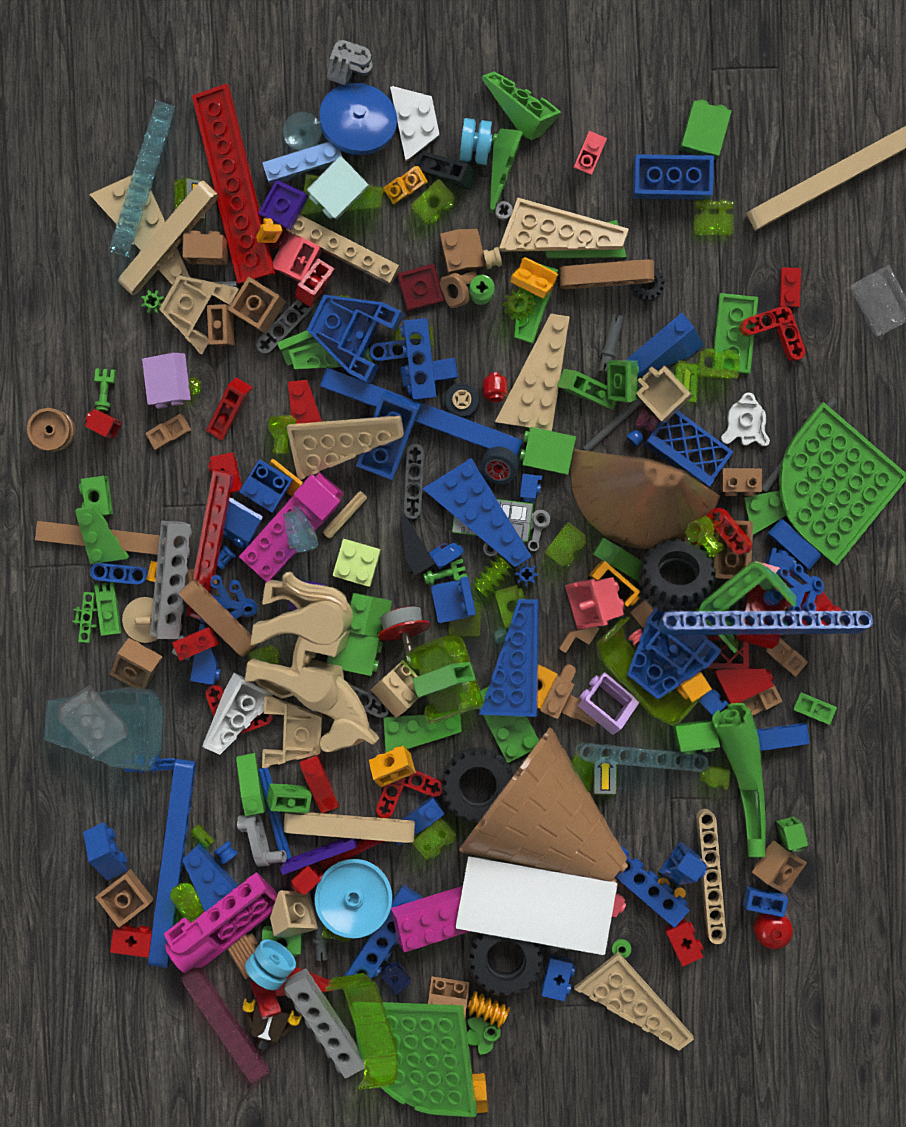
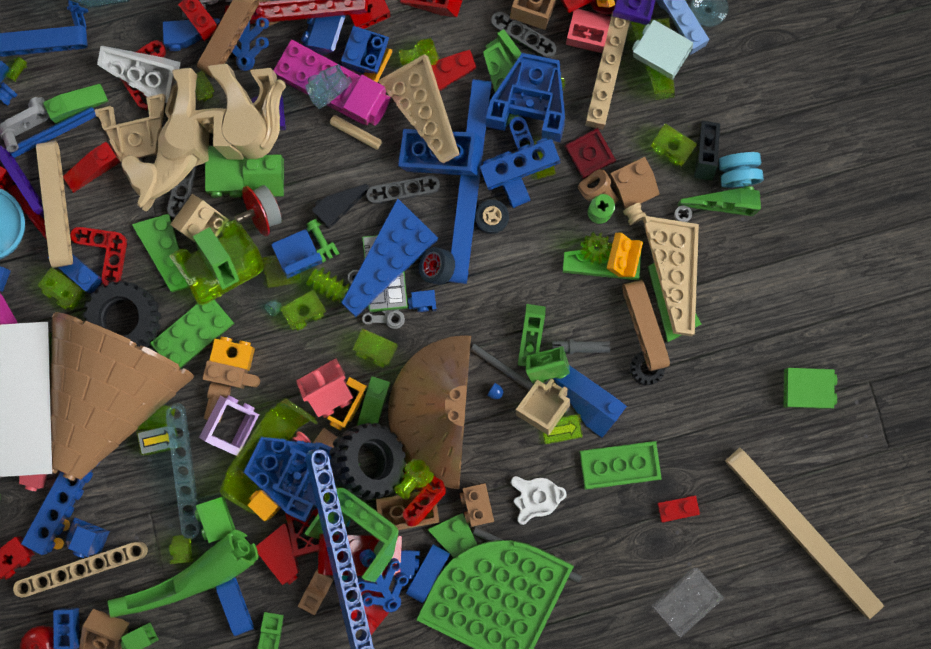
camera: 70 degrees right, 5 degrees down
(229, 555) = (293, 33): blue bush -> none
(289, 798) = (69, 140): bright green brick -> none
(314, 282) = (568, 50): red brick -> none
(345, 62) = (781, 31): light grey piece -> none
(357, 119) = (734, 55): blue dish -> none
(357, 562) = (312, 153): yellowish green brick -> none
(384, 773) = (121, 230): light orange brick -> none
(405, 185) = (683, 116): light orange slope -> none
(415, 120) = (747, 111): white wing -> none
(446, 553) = (339, 235): blue rock -> none
(495, 387) = (511, 245): red head -> none
(515, 676) = (236, 327): blue wing -> none
(525, 112) = (782, 212): bright green wedge -> none
(530, 578) = (342, 320): blue gear -> none
(536, 390) = (514, 285): tan wing -> none
(547, 450) = (462, 310): bright green brick -> none
(584, 634) = (291, 387): medium nougat slope -> none
(590, 153) = (758, 282): coral slope -> none
(642, 419) = (514, 394): clear pink wheel -> none
(672, 177) = (755, 366): blue brick -> none
(683, 463) = (481, 444): blue fence -> none
(711, 701) = (254, 527): blue brick -> none
(713, 223) = (721, 418): clear neon green plate -> none
(718, 369) = (580, 455): clear neon green brick -> none
(763, 700) = (266, 579): medium nougat slope -> none
(781, 325) = (639, 508): red beam -> none

